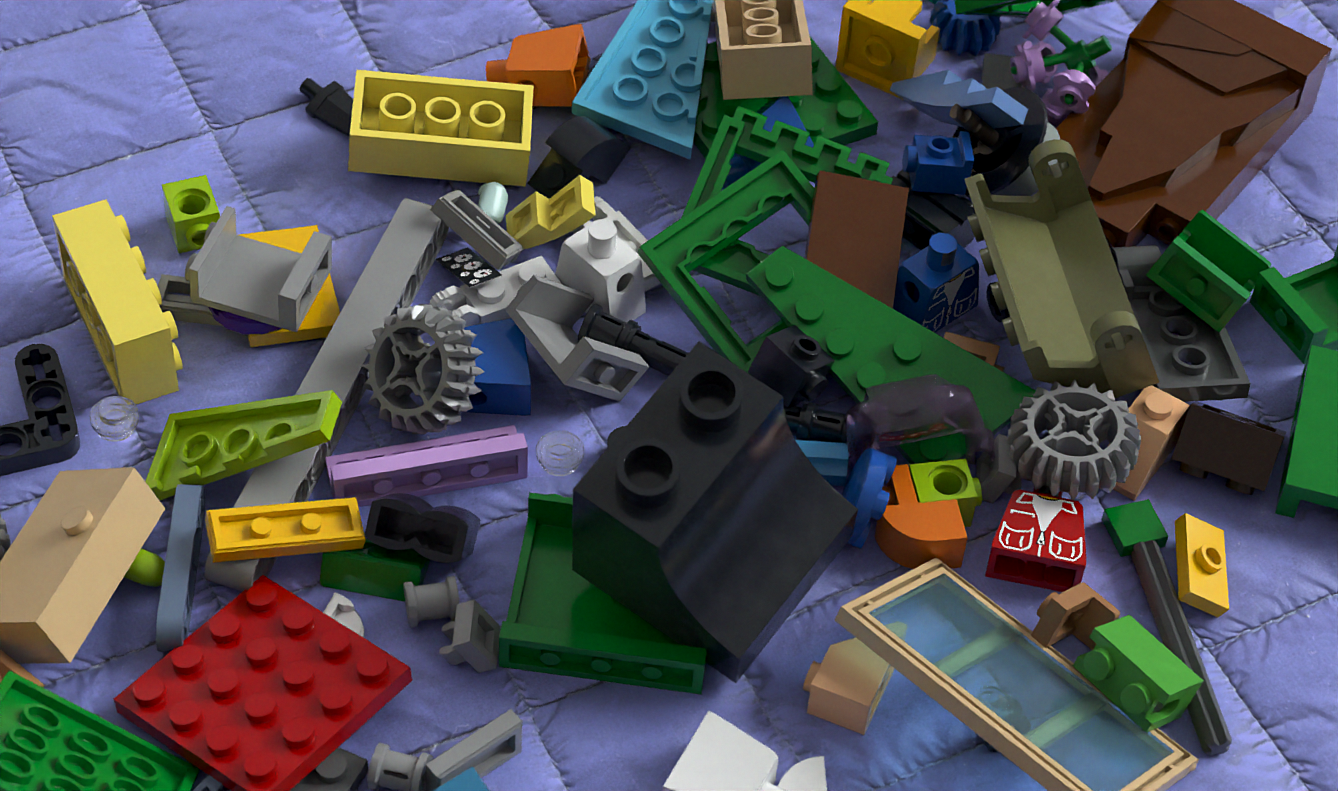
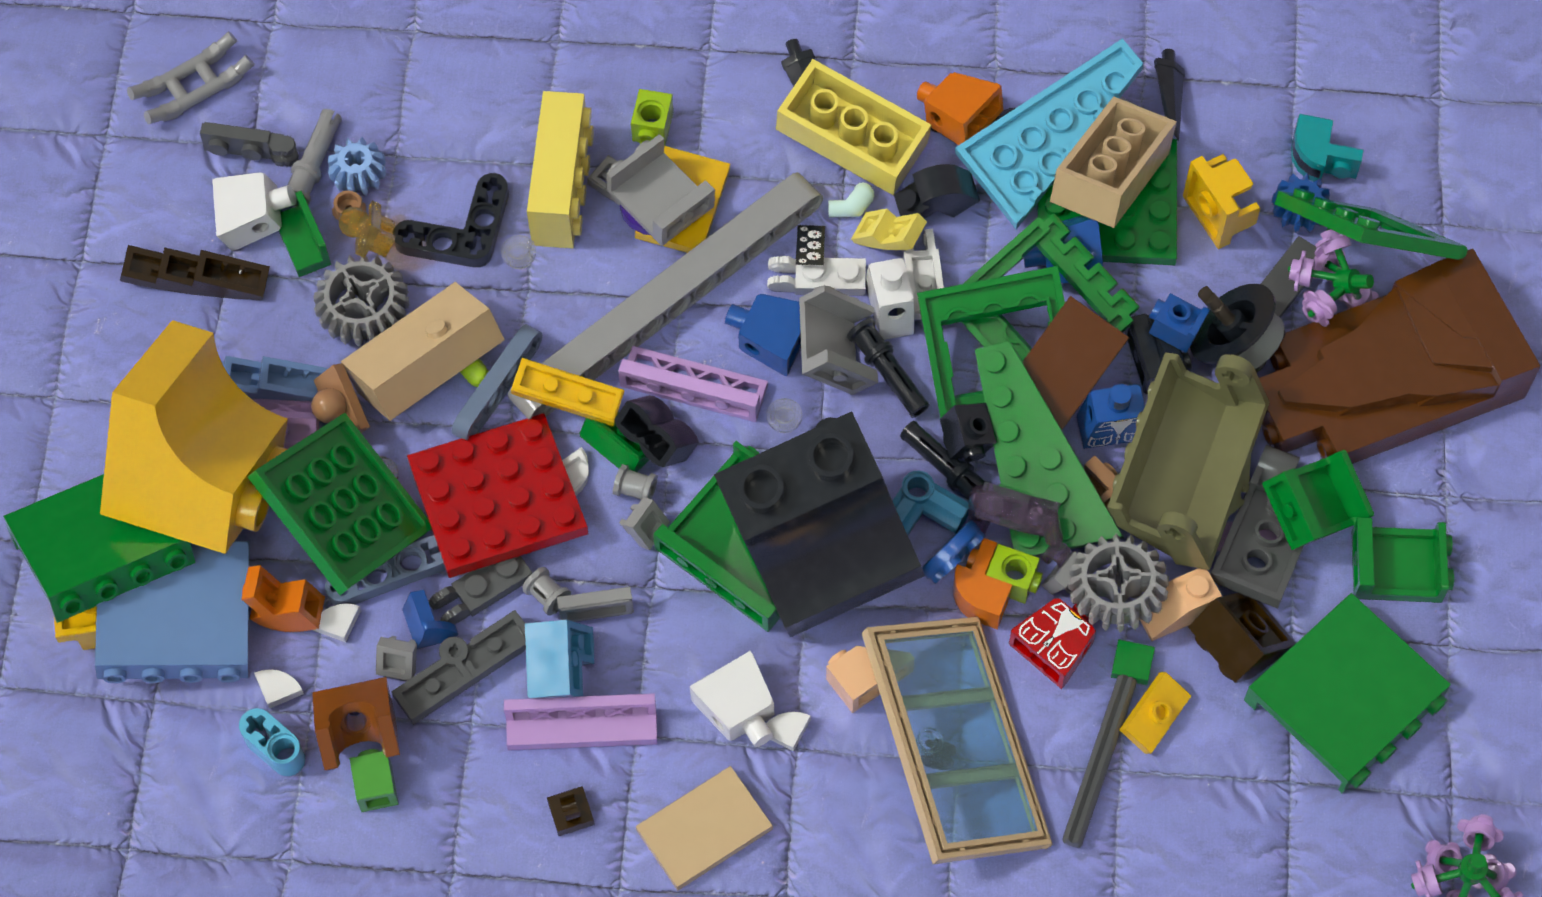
camera: 35 degrees right, 15 degrees up
(237, 437) = (575, 310): lime wing -> none
(437, 373) = (720, 316): light grey gear -> none
(477, 229) = (827, 220): light grey tile -> none
(940, 91) = (1225, 277): medium blue slope -> none
(1072, 612) = (1037, 701): medium nougat bracket -> none
(1138, 673) = (1048, 767): bright green brick -> none

